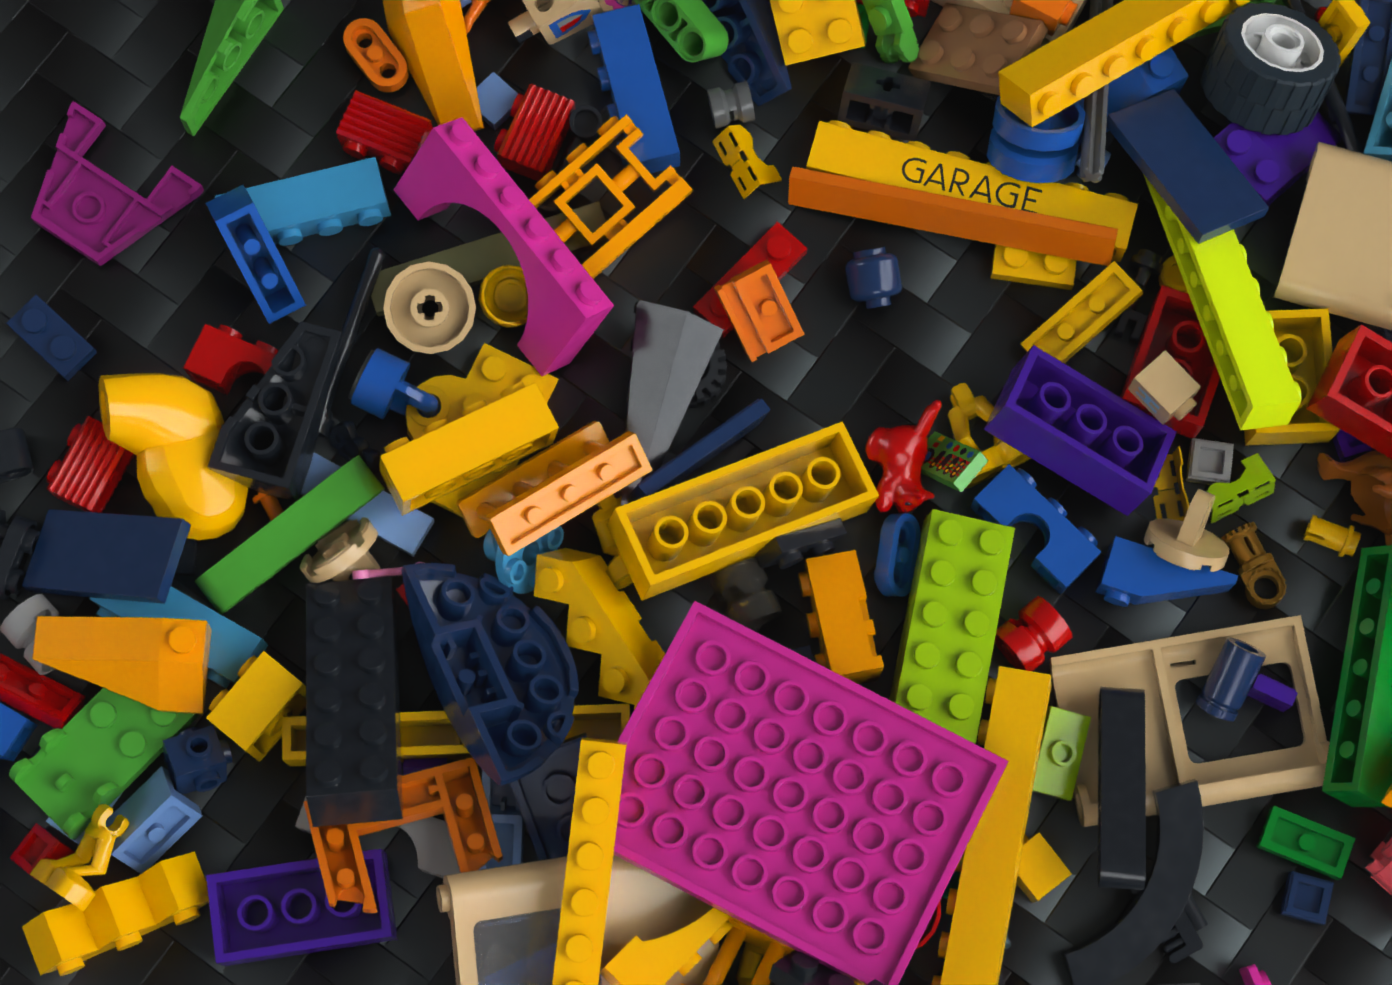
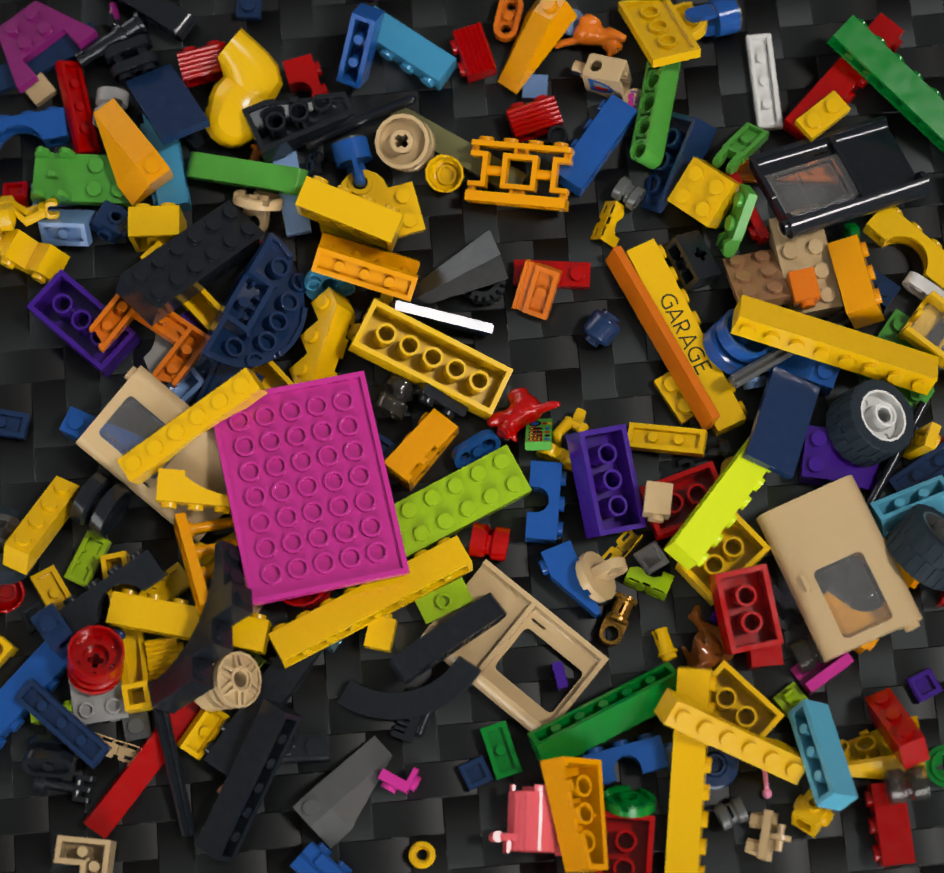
camera: 55 degrees right, 0 degrees up
(375, 573) = (263, 227): bright pink hinge -> none
(562, 296) = (457, 197): dark pink arch -> none
(1230, 679) = (548, 650): dark blue piece -> none

